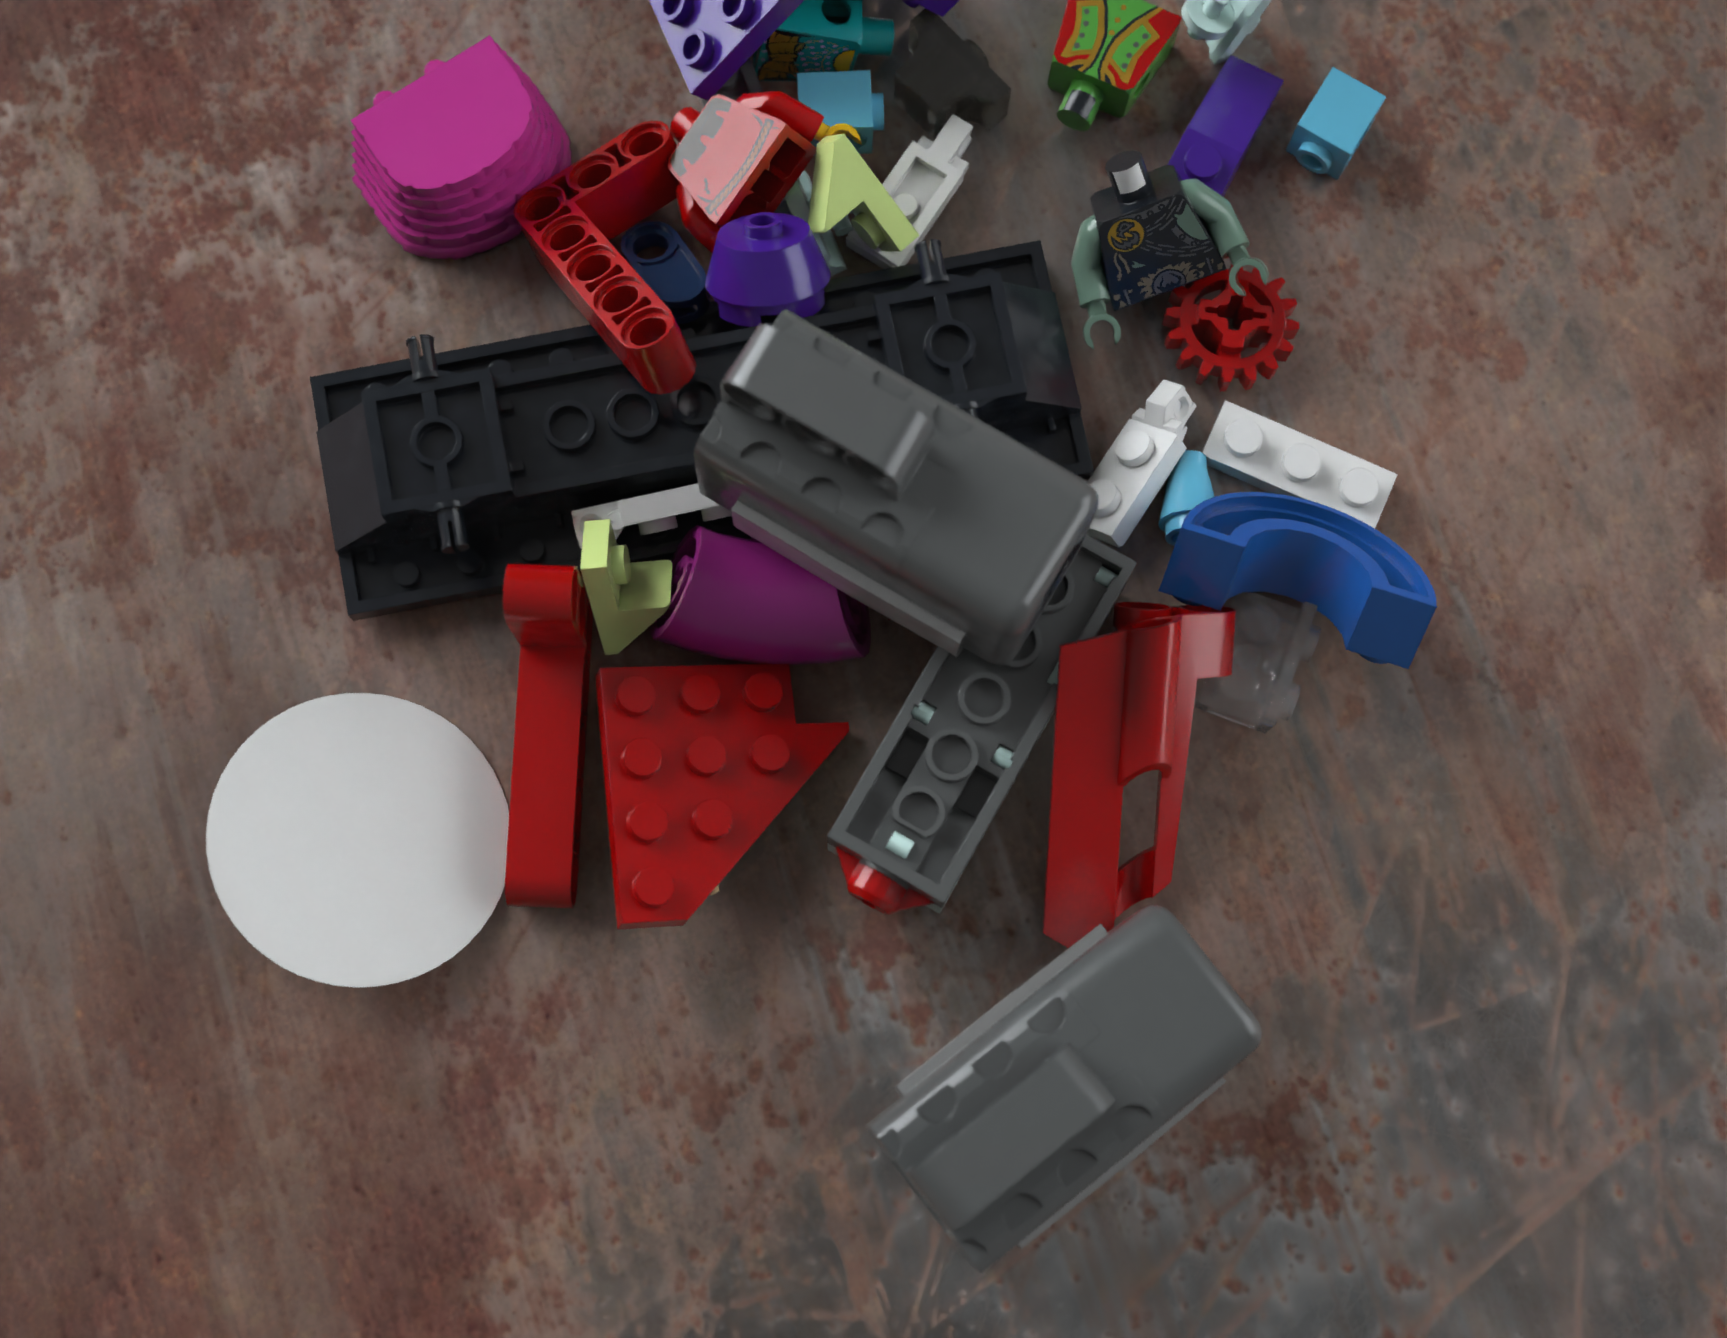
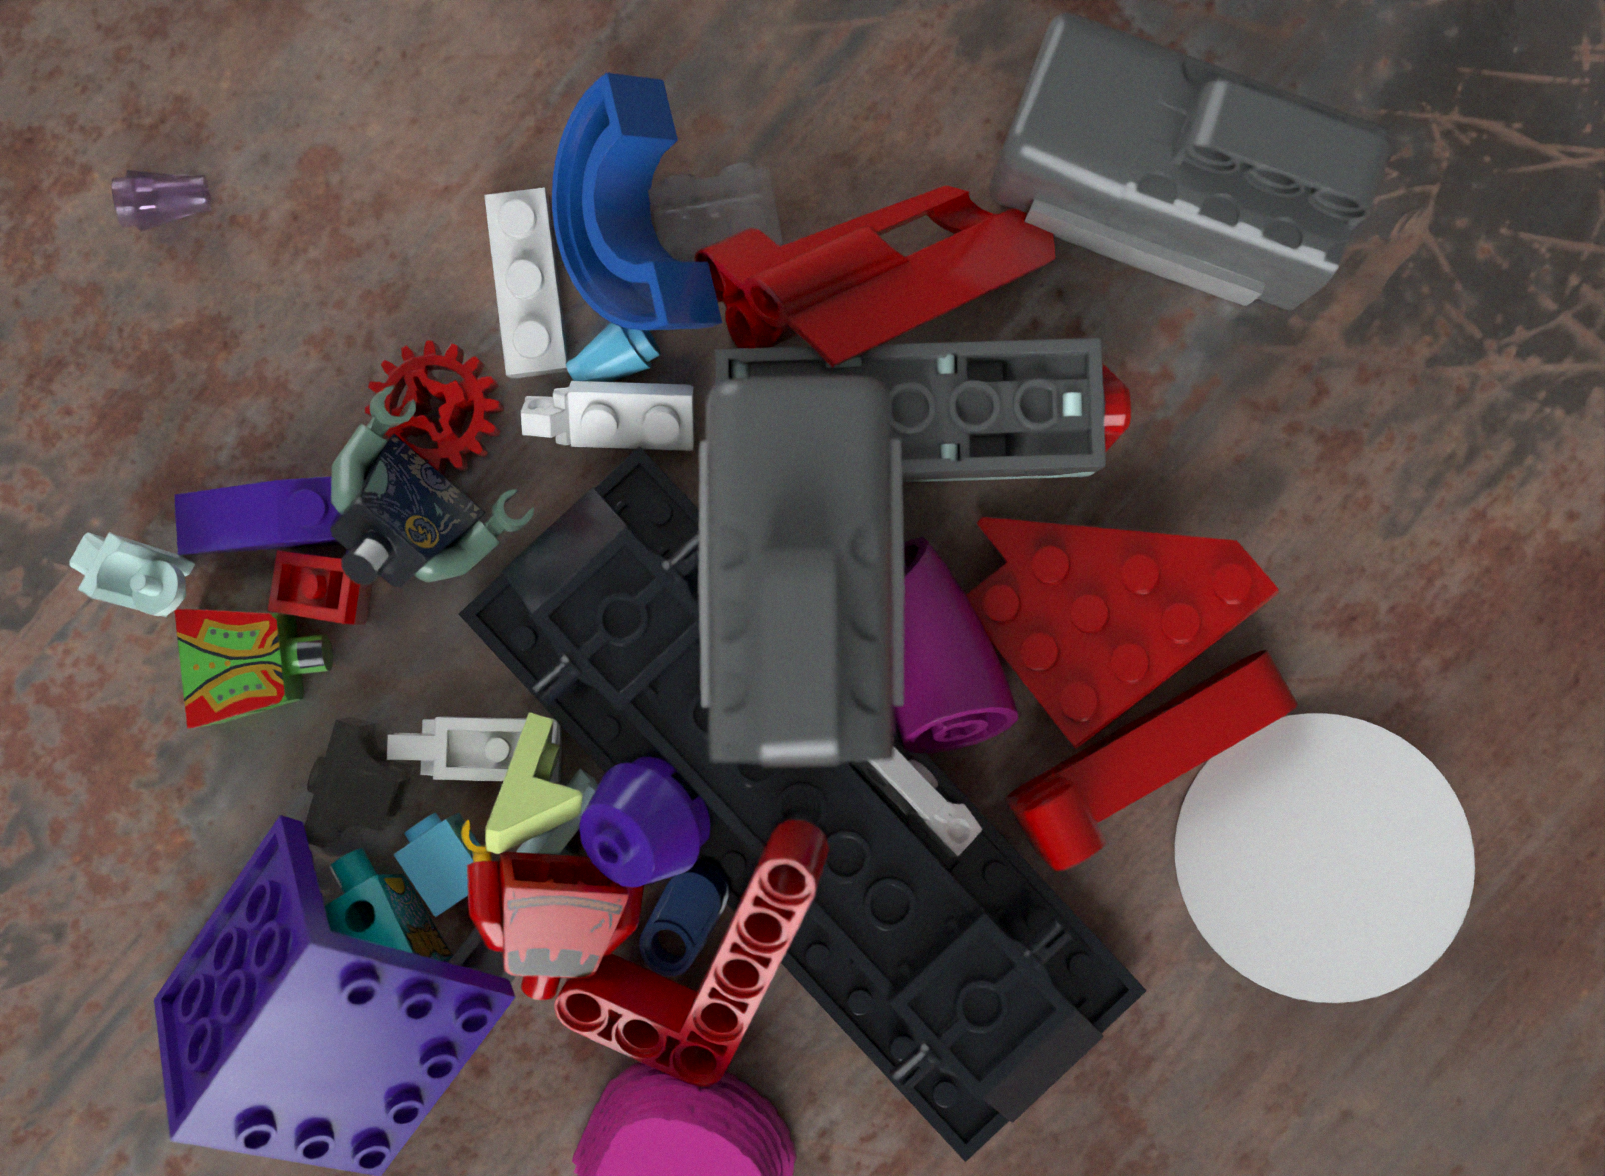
camera: 120 degrees left, 10 degrees up
(621, 593) = (995, 773): yellowish green slope -> none
(1132, 127) = (317, 589): none -> red slope
(1334, 124) = (193, 423): medium azure brick -> none
(1550, 206) = (158, 198): none -> clear purple cone

